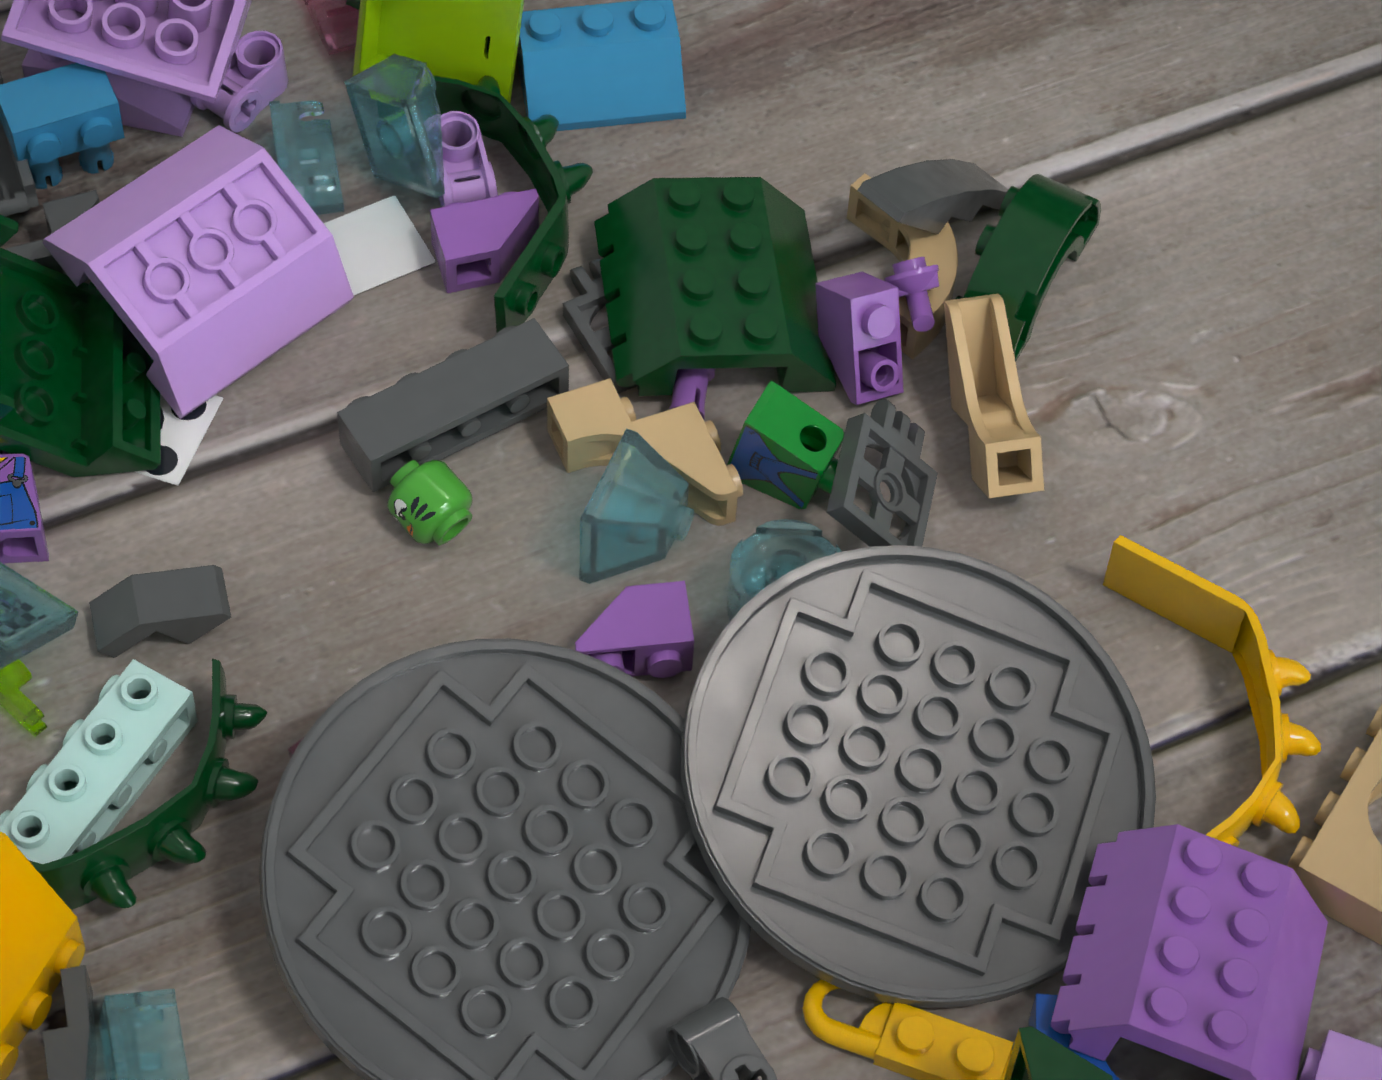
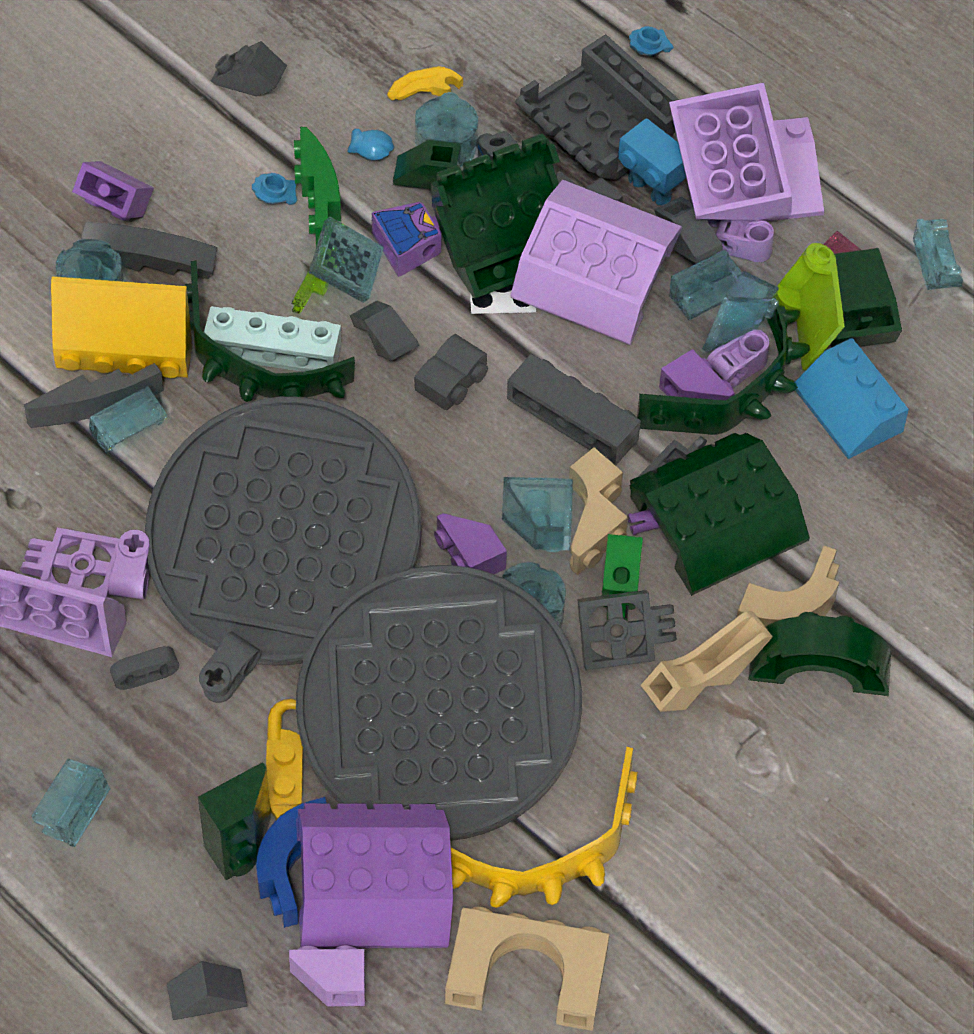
camera: 70 degrees right, 0 degrees up
(189, 118) = (697, 238): none -> dark grey slope
(293, 544) = (451, 372): none -> dark grey brick
(378, 244) = (670, 338): white sticker -> none
(430, 501) = (507, 422): bright green head -> none
(862, 334) = (721, 587): medium lavender slope -> none
(913, 281) = (762, 593): medium lavender plate -> none
(933, 191) = (830, 581): dark grey slope -> none

